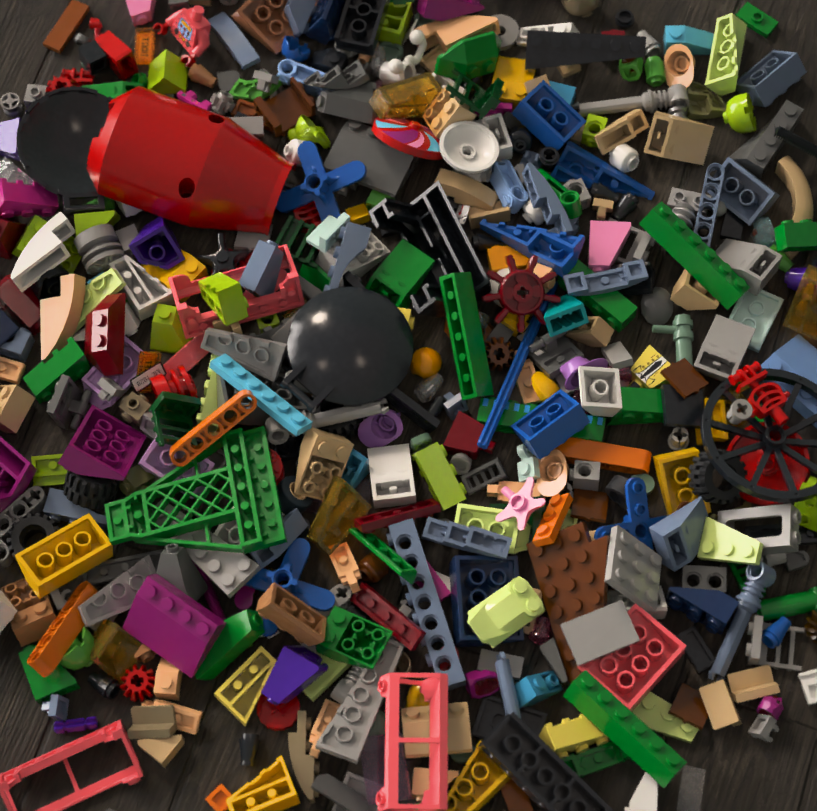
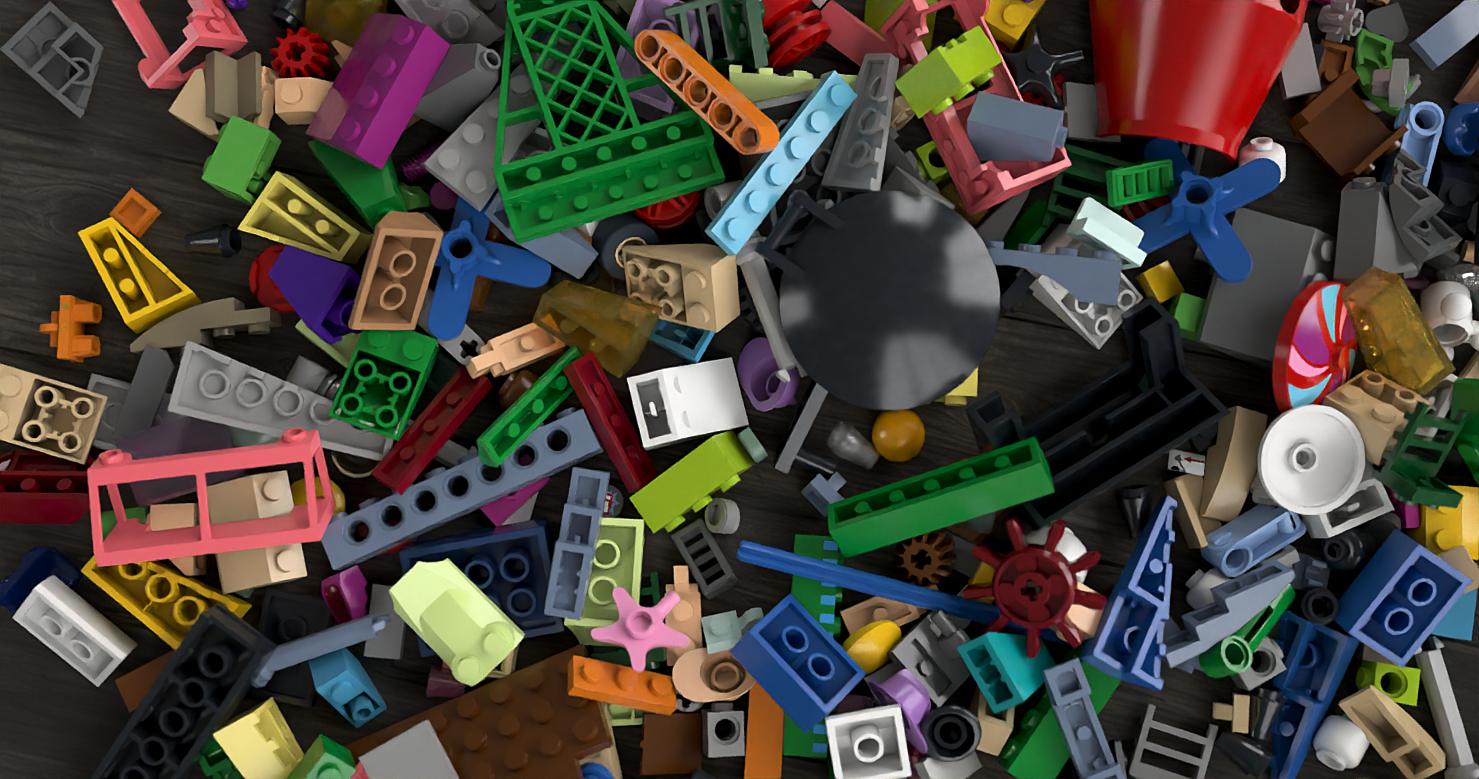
camera: 80 degrees right, 15 degrees up
(205, 715) = (241, 160): none -> bright green brick
(300, 211) = (1142, 181): none -> green slope
(307, 131) = (1304, 177): lime hair -> none
(325, 716) = (257, 353): light nougat hinge -> none
(401, 274) = (1044, 369): green slope -> none
(465, 436) = (769, 518): dark red torso -> none
(497, 260) = (1112, 541): light orange slope -> none
(552, 655) = (403, 705): dark grey slope -> none
(597, 345) = (951, 733): none -> black hat
(606, 243) = (1159, 723): bright pink slope -> none

